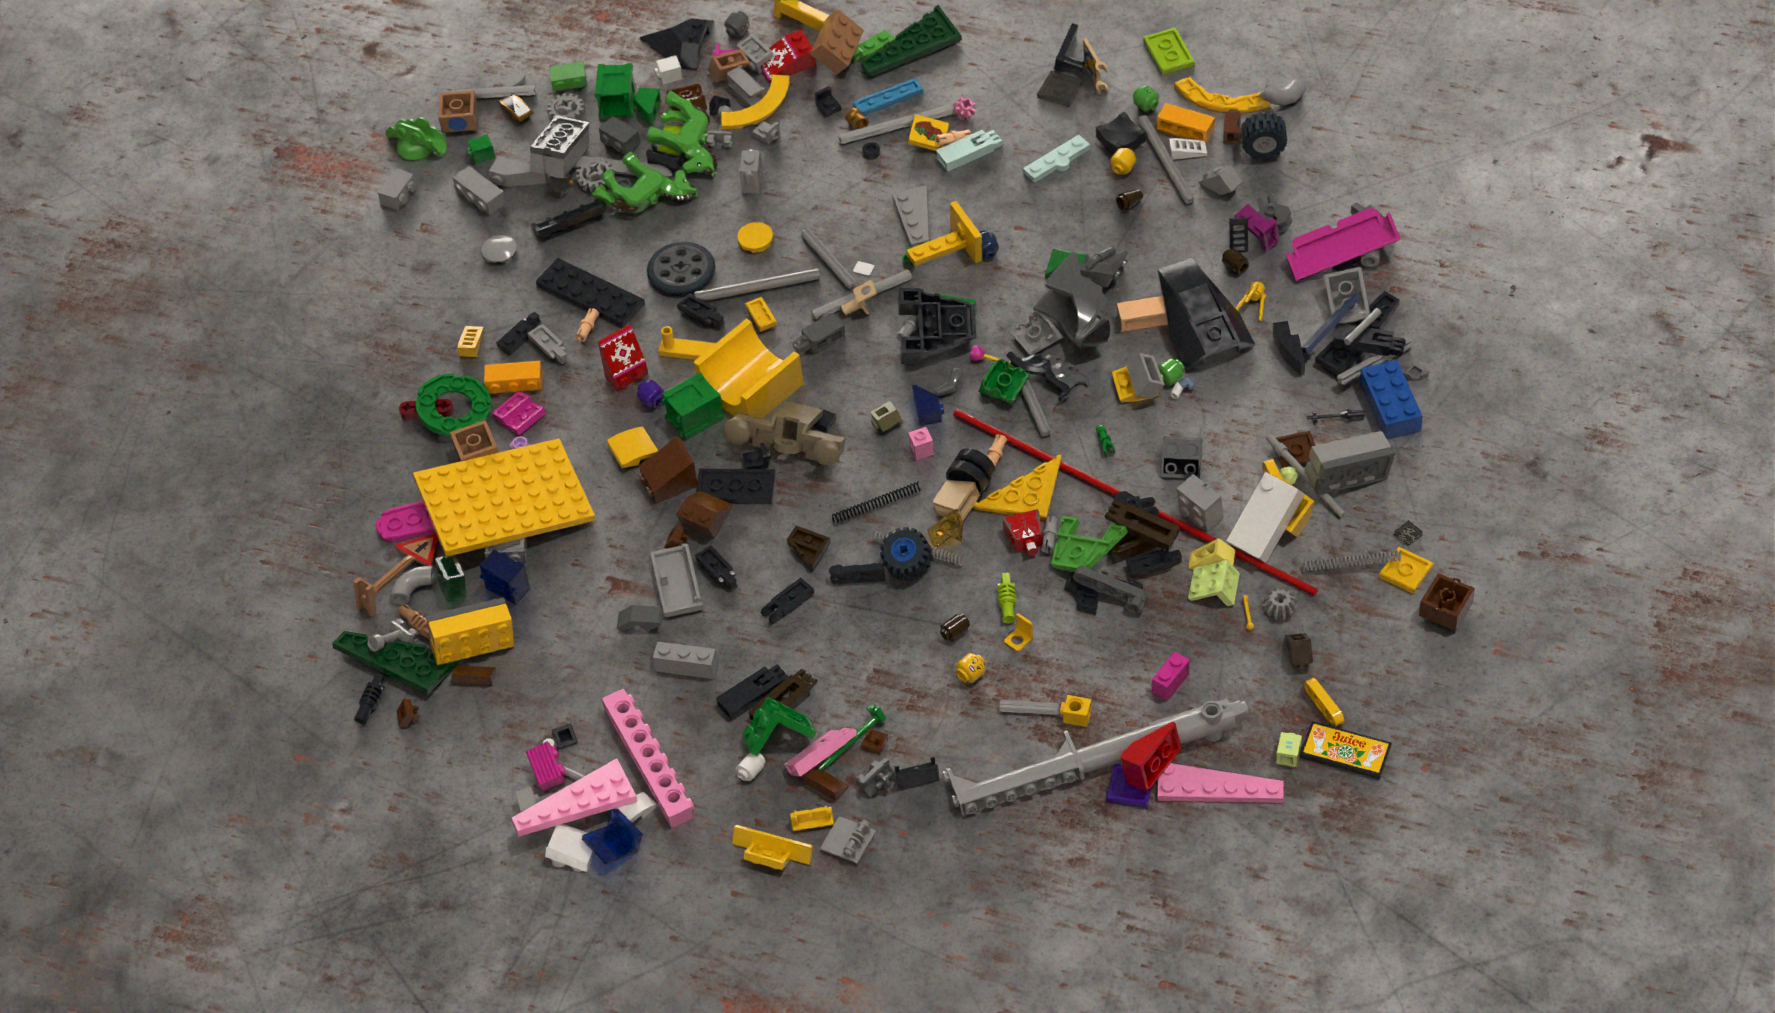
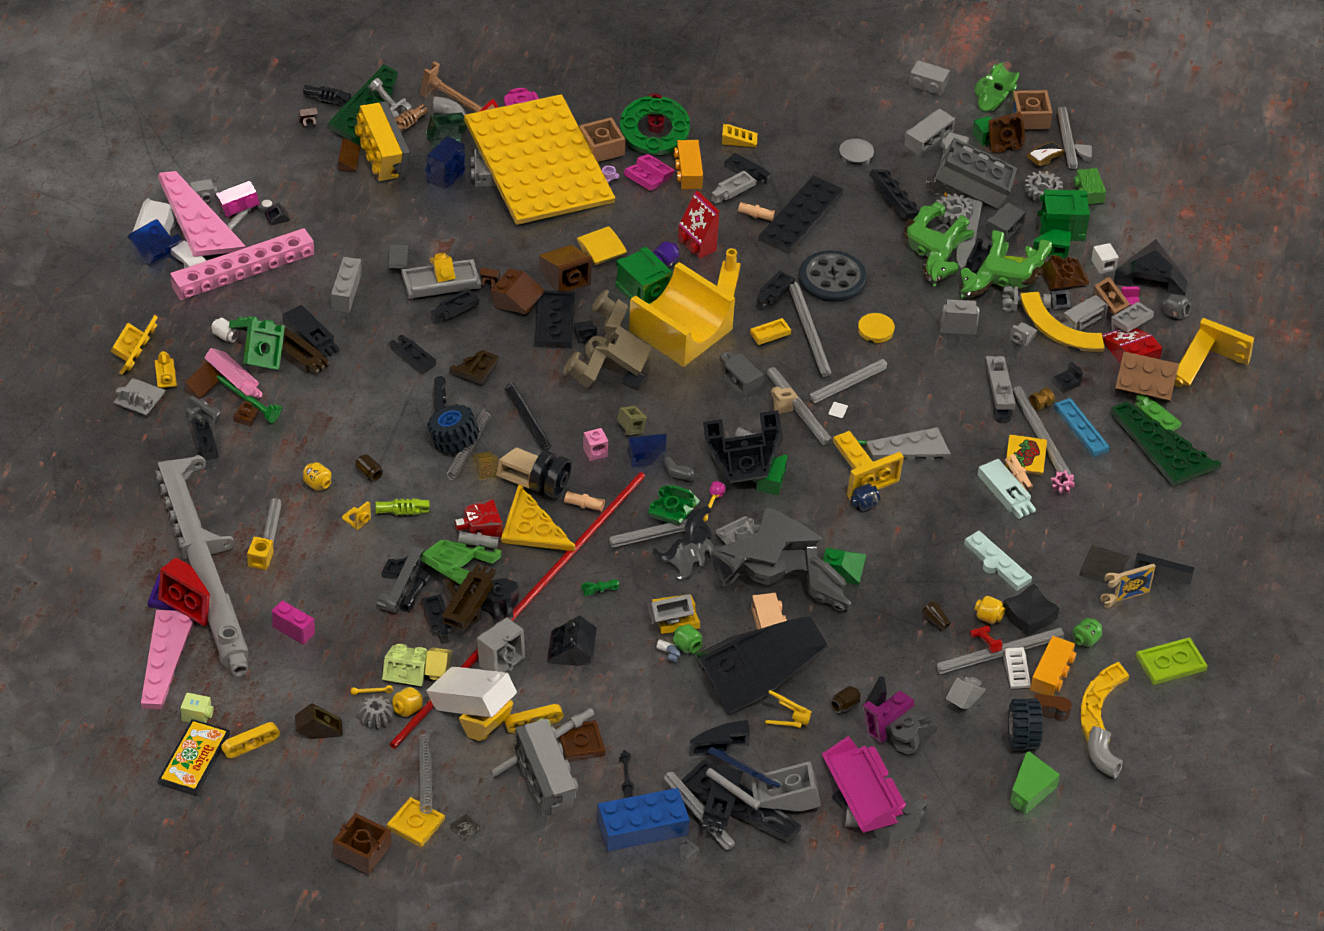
camera: 80 degrees right, 5 degrees down
(492, 126) = (1006, 132): none -> reddish brown slope
(667, 570) = (443, 267): none -> yellow bracket
(833, 148) = (1000, 382): none -> light grey hinge
(1144, 172) = (982, 632): none -> red piece
(1265, 578) = (407, 702): none -> yellow head
(1319, 140) = (1033, 783): none -> bright green slope

